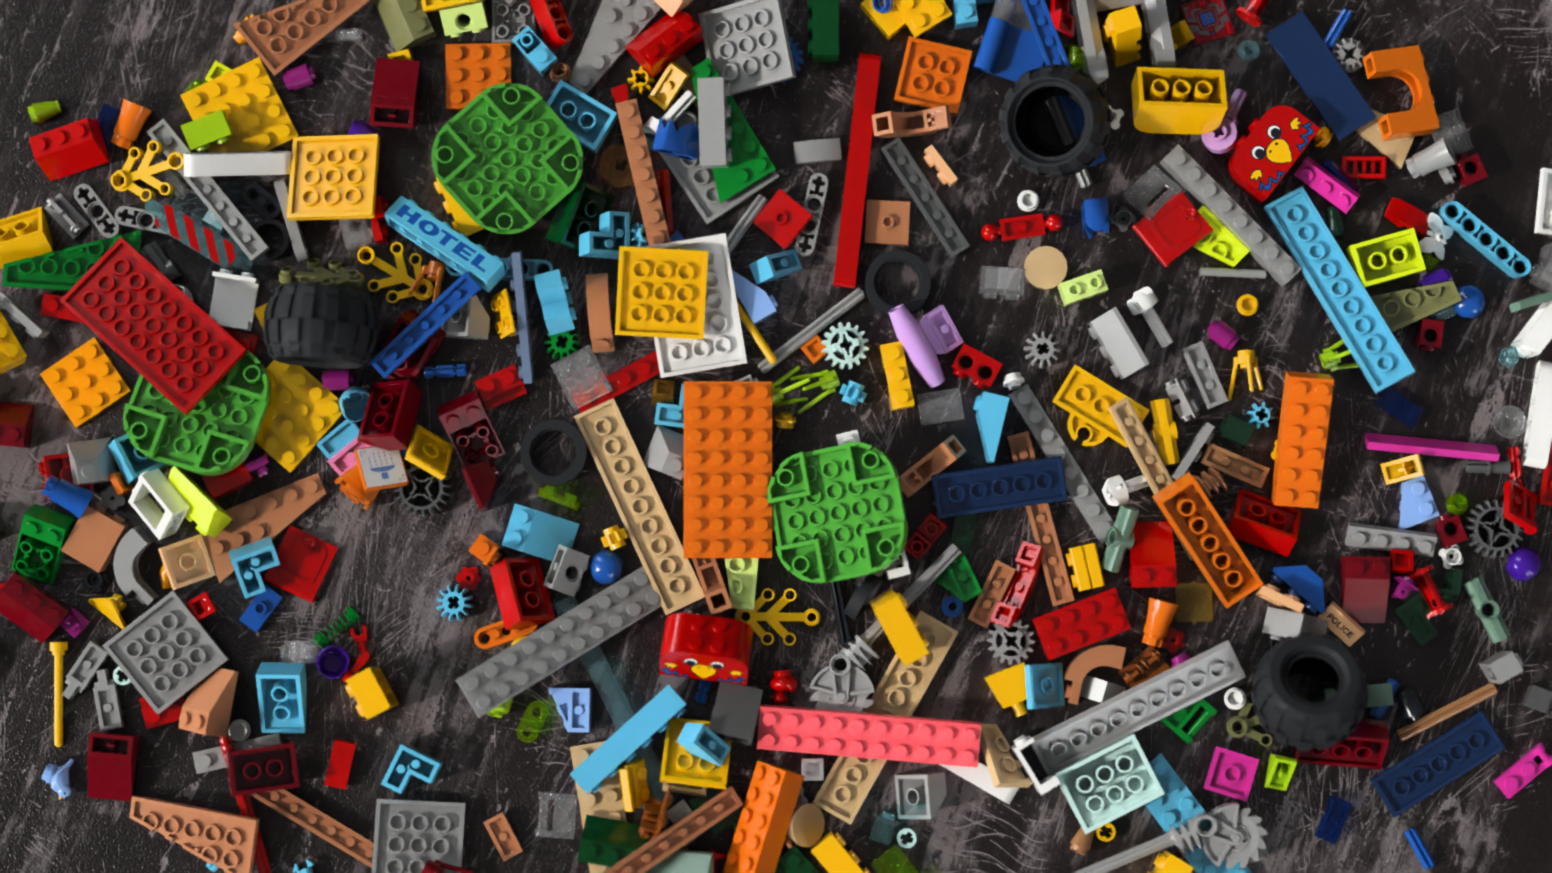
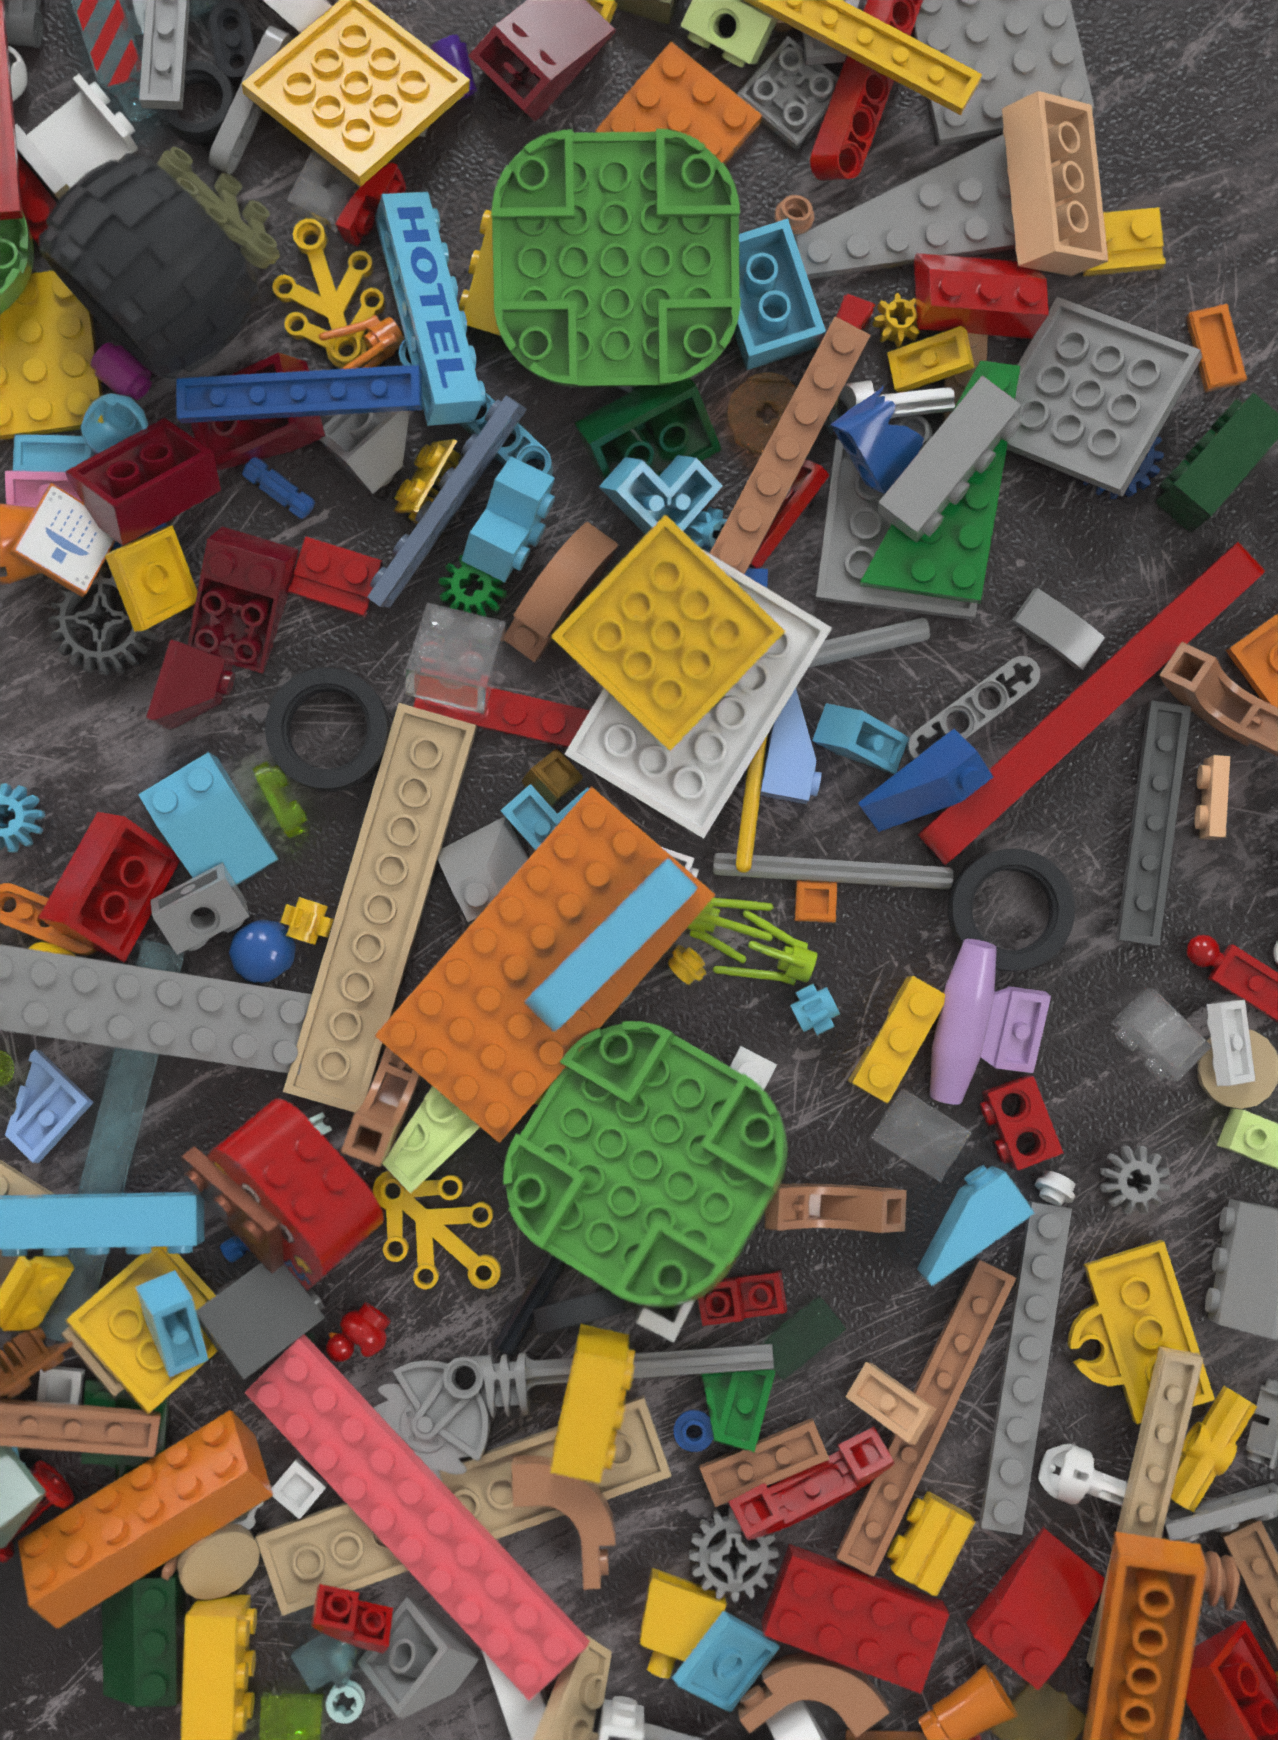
camera: 40 degrees right, 0 degrees up
(471, 584) = (71, 797): red plant -> none
(486, 550) = (116, 785): orange bracket -> none
(535, 50) = (786, 153): medium azure slope -> none
(689, 675) = (238, 1209): none -> copper wing
(747, 437) = (611, 944): none -> medium azure beam
(782, 219) = (928, 681): red plate -> none
(820, 258) = (929, 783): none -> blue slope
(843, 336) = (870, 916): light aqua gear -> none
(879, 801) = (351, 1620): none -> red slope
(887, 222) = (1069, 812): nougat plate -> none
(922, 671) = (576, 1499): none -> nougat arch
(999, 487) = (906, 1324): dark blue tile -> none
(1020, 525) = (890, 1403): none -> light nougat plate
(1032, 260) = (1230, 1043): none -> white plate
(1119, 538) = (1015, 1546): sand green piece -> none

